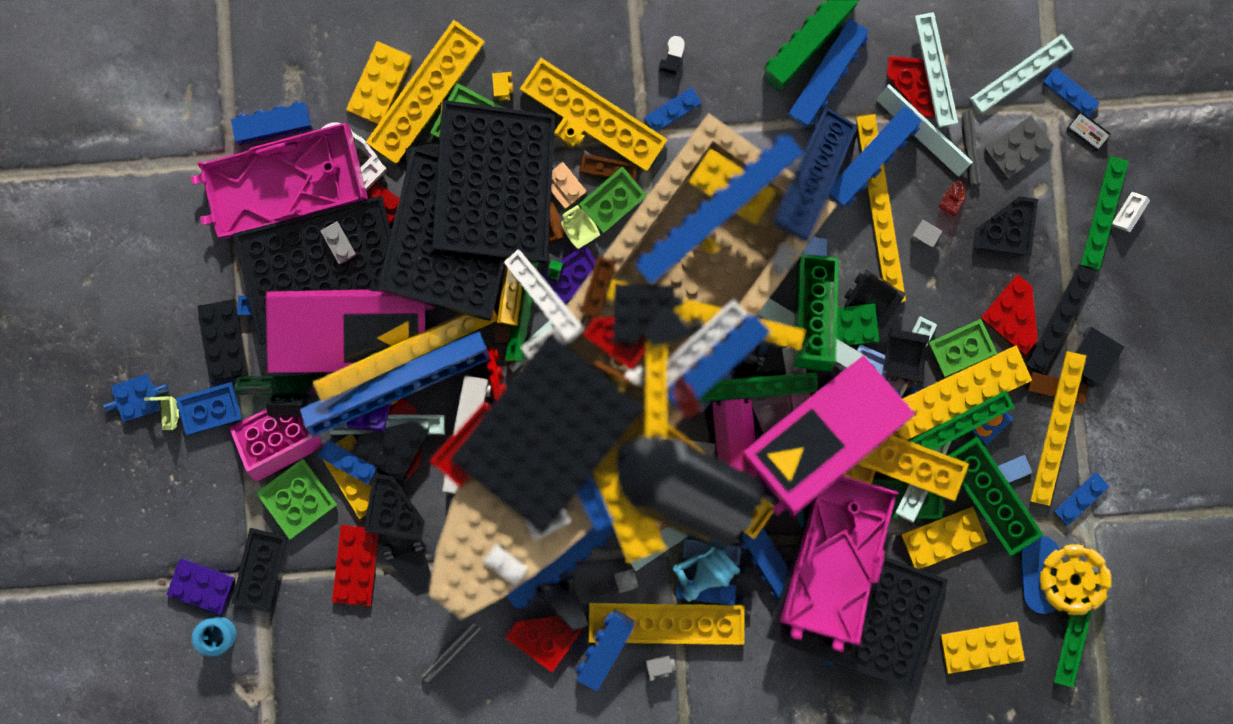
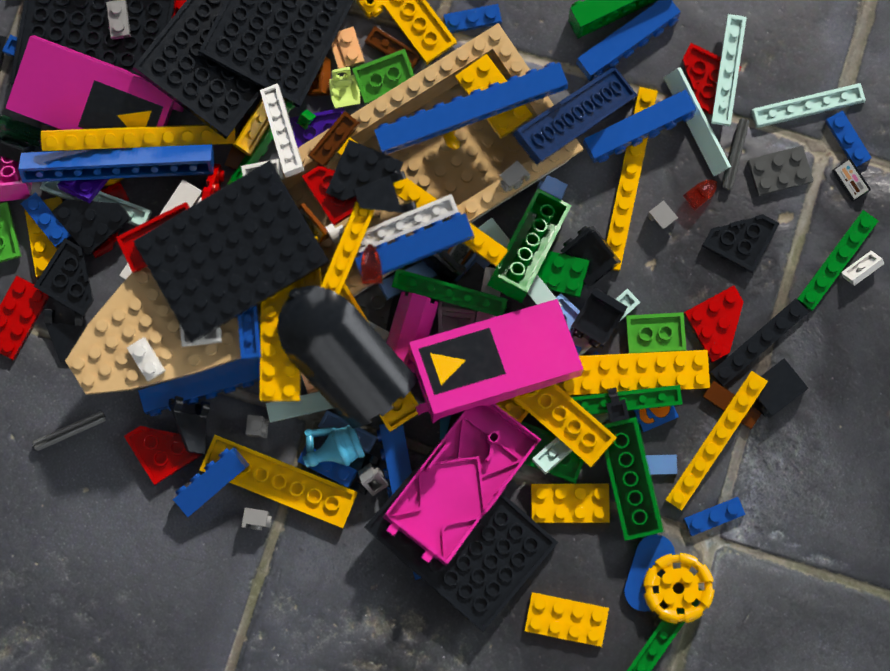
camera: 20 degrees right, 5 degrees down
(754, 588) = (372, 479): none -> light grey brick
(957, 435) = (617, 409): none -> black plate

